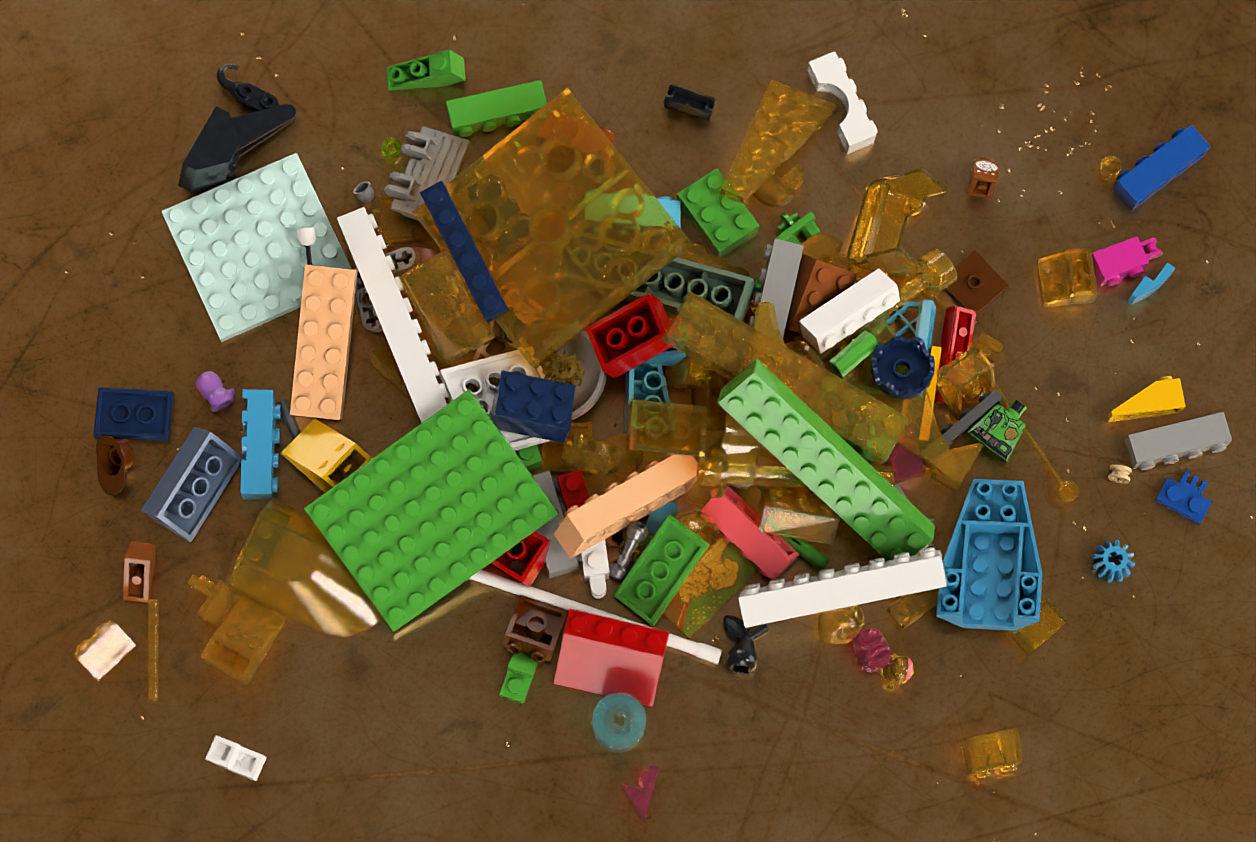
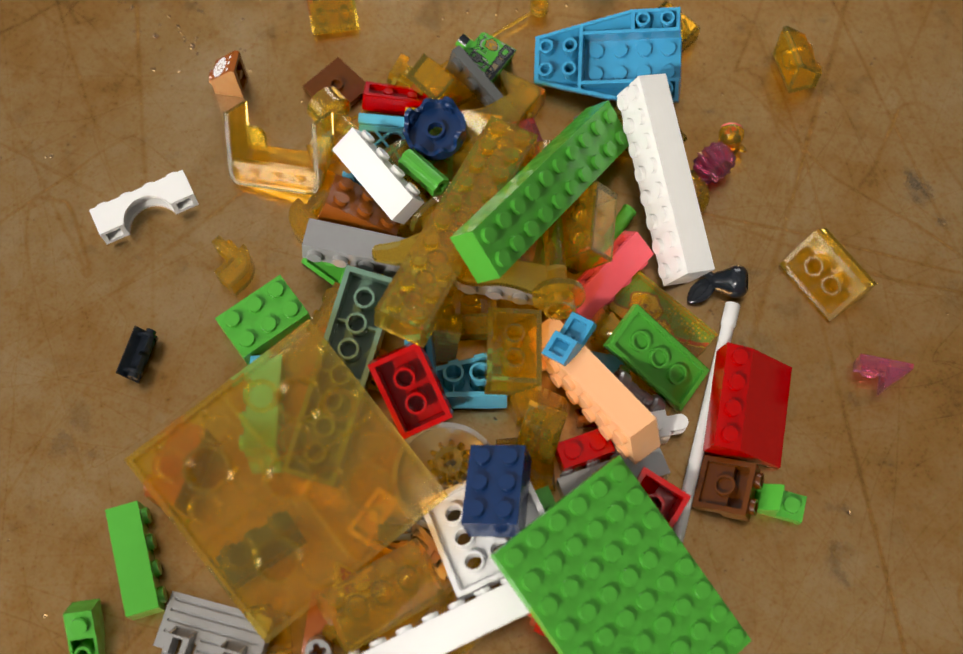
camera: 85 degrees left, 5 degrees down
(464, 251) = (315, 577): dark blue plate -> none
(611, 735) = (818, 409): clear light blue wheel -> none
(667, 475) = (570, 340): none -> dark azure slope
(749, 753) = (827, 273): none -> clear yellow slope
(777, 131) = (172, 263): clear yellow wing -> none
(804, 226) = (278, 236): bright green hips -> none

